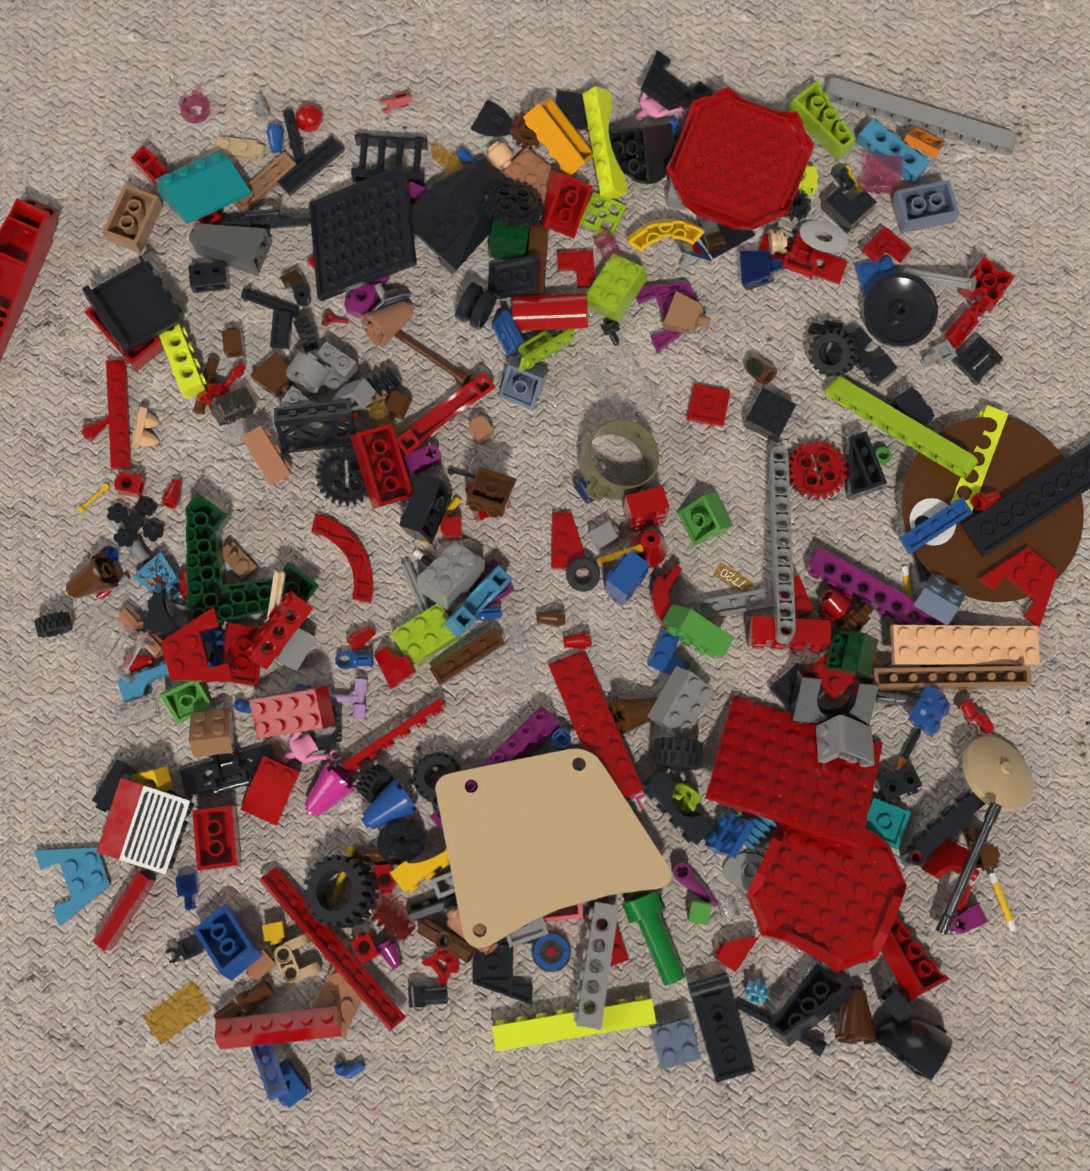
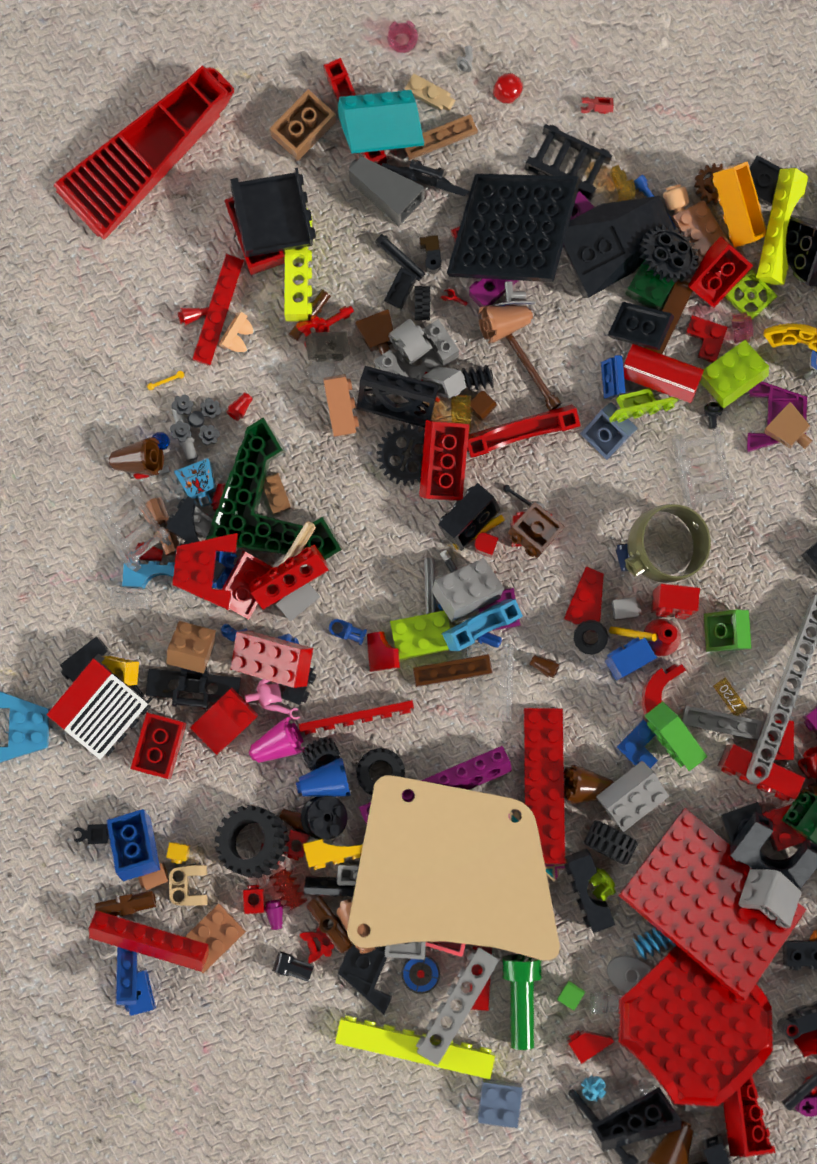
camera: 25 degrees right, 5 degrees up
(53, 624) = (85, 487): black tyre -> none
(123, 911) = (50, 776): red brick -> none
(135, 490) = (211, 385): red brick -> none
(176, 1013) = (63, 887): clear yellow piece -> none
(186, 699) = (179, 606): bright green slope -> none
(186, 887) = (115, 778): clear blue plate -> none
(209, 277) = (353, 209): black brick -> none
(233, 343) = (351, 283): reddish brown brick -> none
(275, 137) = (467, 97): blue cone -> none
(295, 143) = (485, 107): black pin -> none
(310, 166) = (490, 137): black plate -> none
(333, 950) = (224, 890): red plate -> none
(341, 878) = (257, 827): yellow bar -> none
(348, 1071) = (195, 1003): blue arm -> none
(353, 551) = (385, 528): red tile -> none
(355, 698) = (334, 667): lavender bar -> none
(360, 637) = (360, 612): red cone -> none
(420, 459) = (482, 467): magenta piece -> none
(476, 306) = (593, 339): black wheel -> none
(480, 430) = (550, 460): nougat piece -> none
(492, 121) = (682, 160): black shield -> none
(563, 741) = (508, 783): blue wheel -> none
(579, 640) = (561, 697): red cone -> none
(694, 884) = (576, 966): magenta piece -> none
(708, 405) = (775, 522): red tile -> none
(724, 1036) = (547, 1116): black hinge -> none
(729, 834) = (627, 936): blue plate -> none
(887, 822) = (779, 985): teal plate -> none

